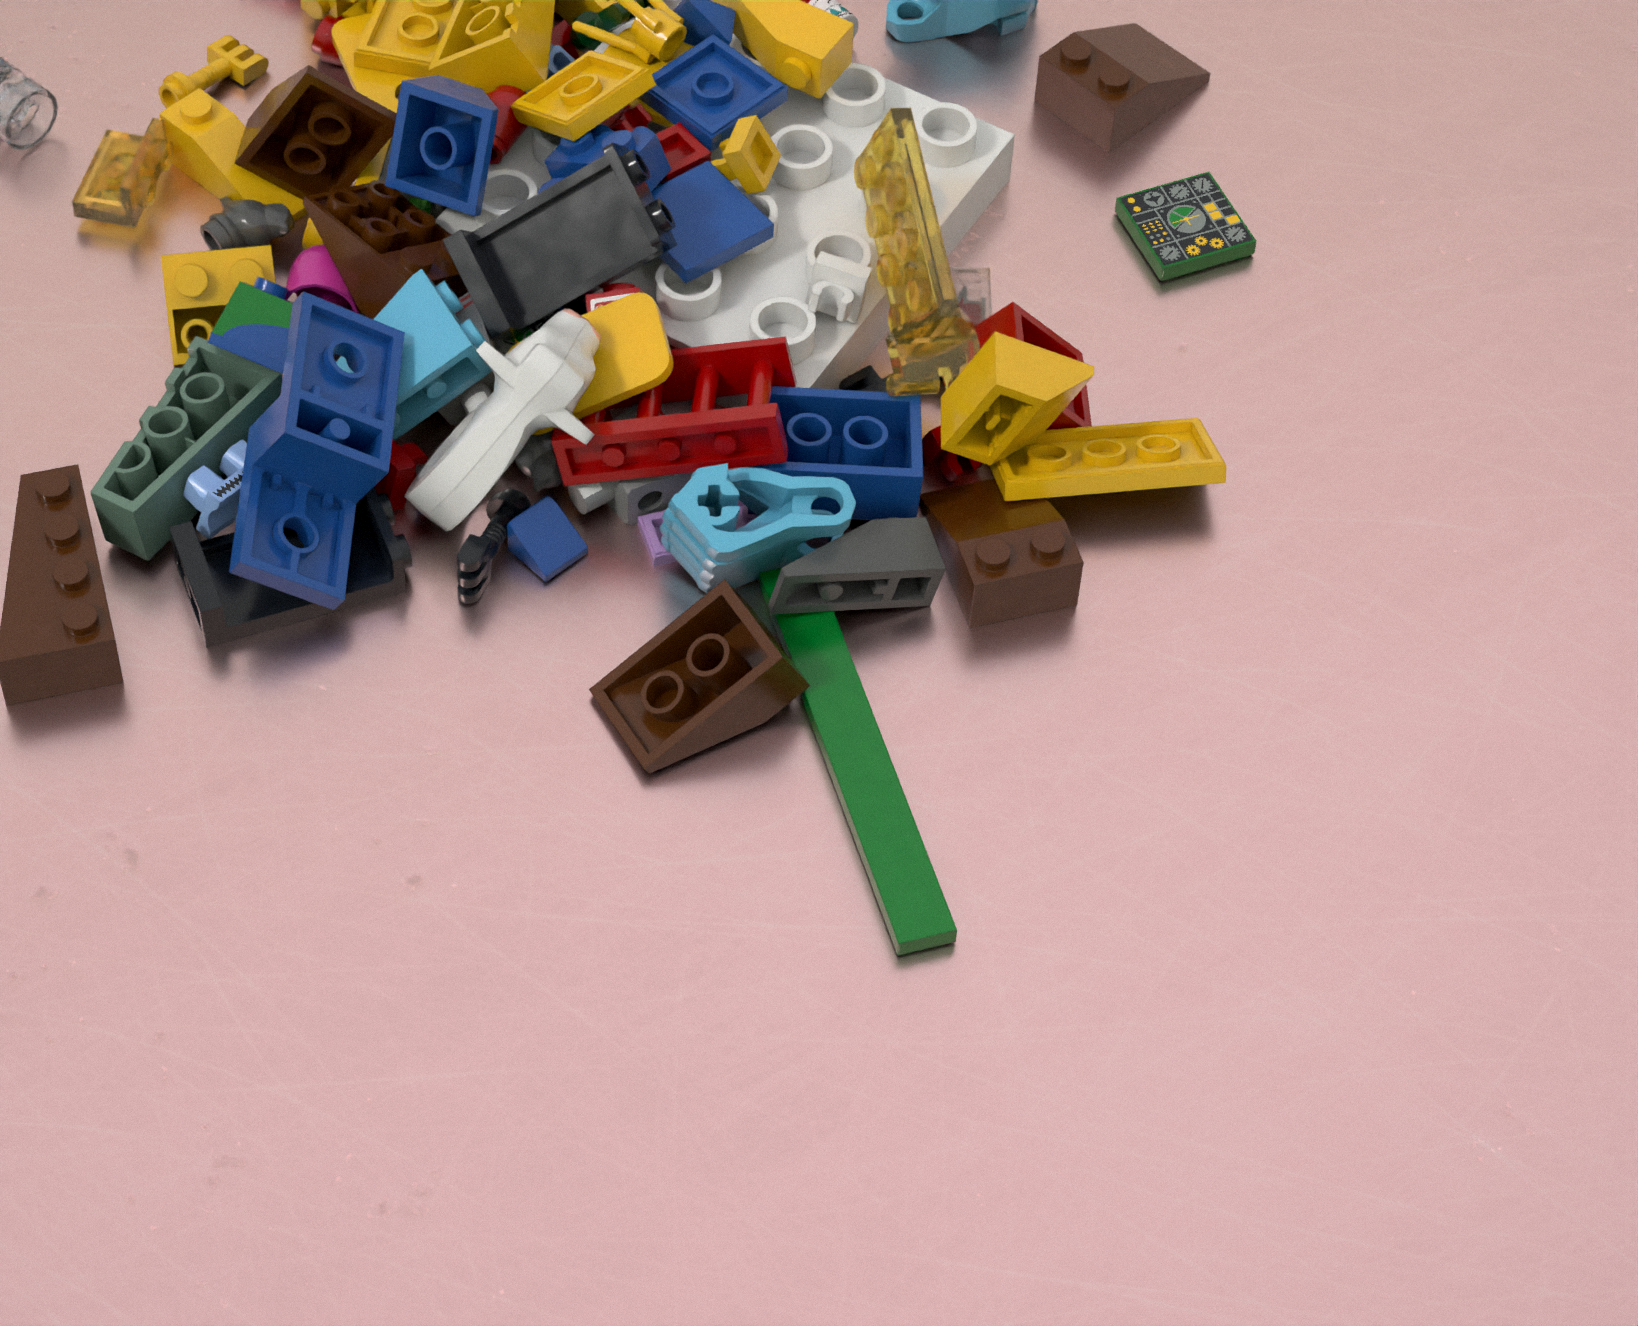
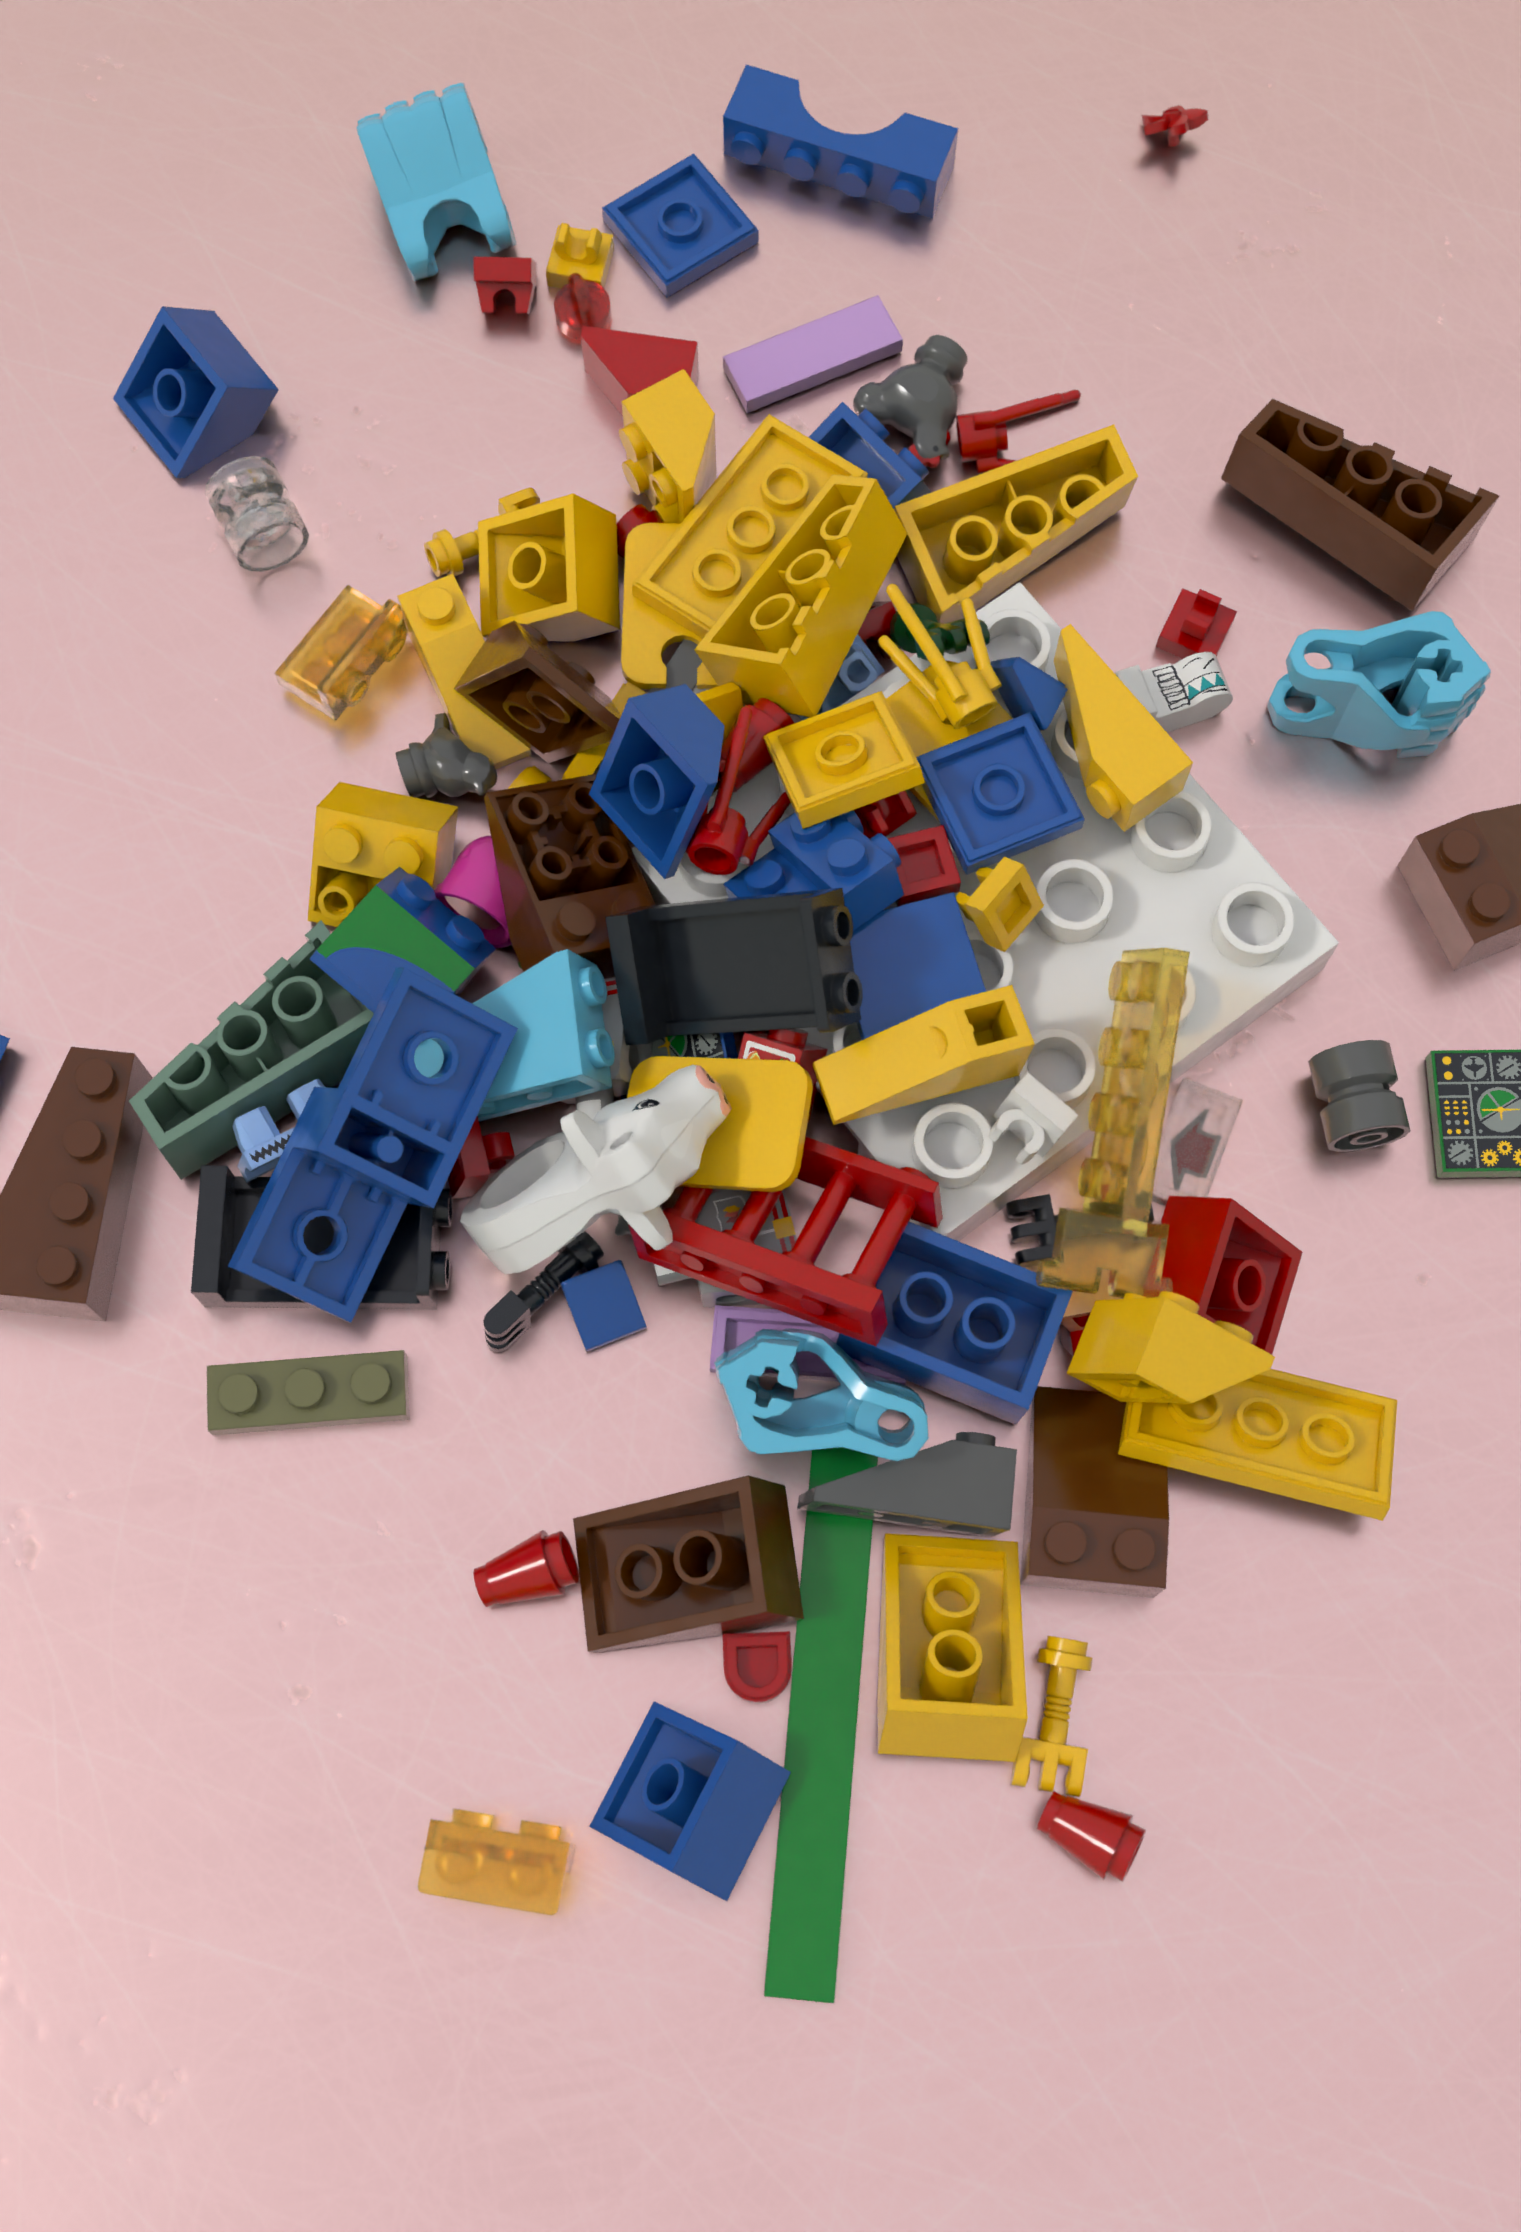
camera: 25 degrees right, 20 degrees up
(262, 57) = (550, 569): none -> yellow slope
(324, 673) = (307, 1392): none -> olive plate
(510, 168) = (721, 834): none -> red plant
(570, 727) = (528, 1571): none -> red cone
(638, 908) = (494, 1866): none -> clear yellow bracket
(743, 256) = (928, 1056): none -> yellow slope
(777, 830) = (690, 1800): none -> blue slope
(785, 738) = (757, 1664): none -> red tile
(938, 675) = (951, 1649): none -> yellow slope
(1028, 653) = (1051, 1748): none -> yellow hinge
(1076, 234) = (1360, 1105): none -> dark grey wheel
(1105, 756) = (1092, 1834): none -> red cone

